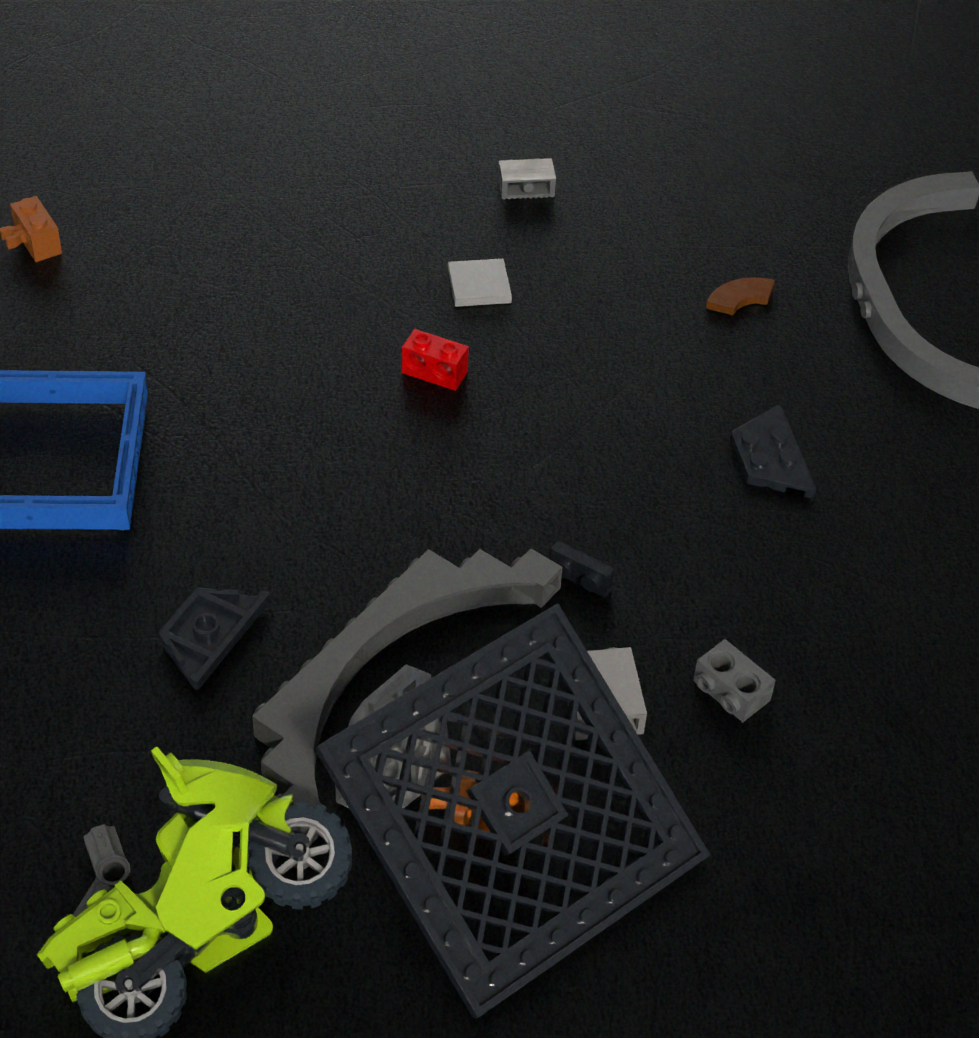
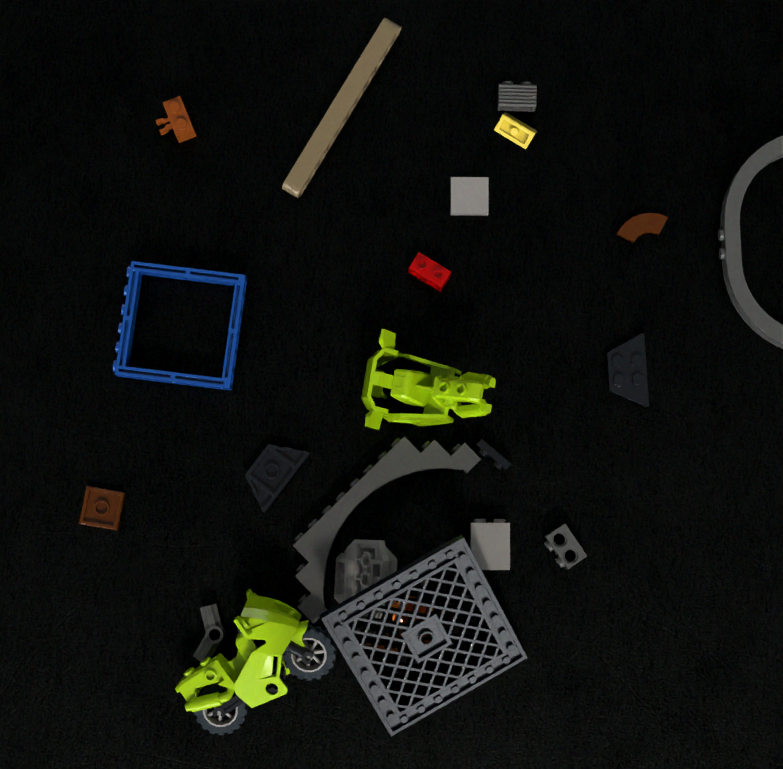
camera: 10 degrees right, 35 degrees up
(272, 209) = (341, 108): none -> dark tan beam
(449, 462) = (432, 391): none -> lime piece
(531, 213) = (515, 130): none -> light yellow slope

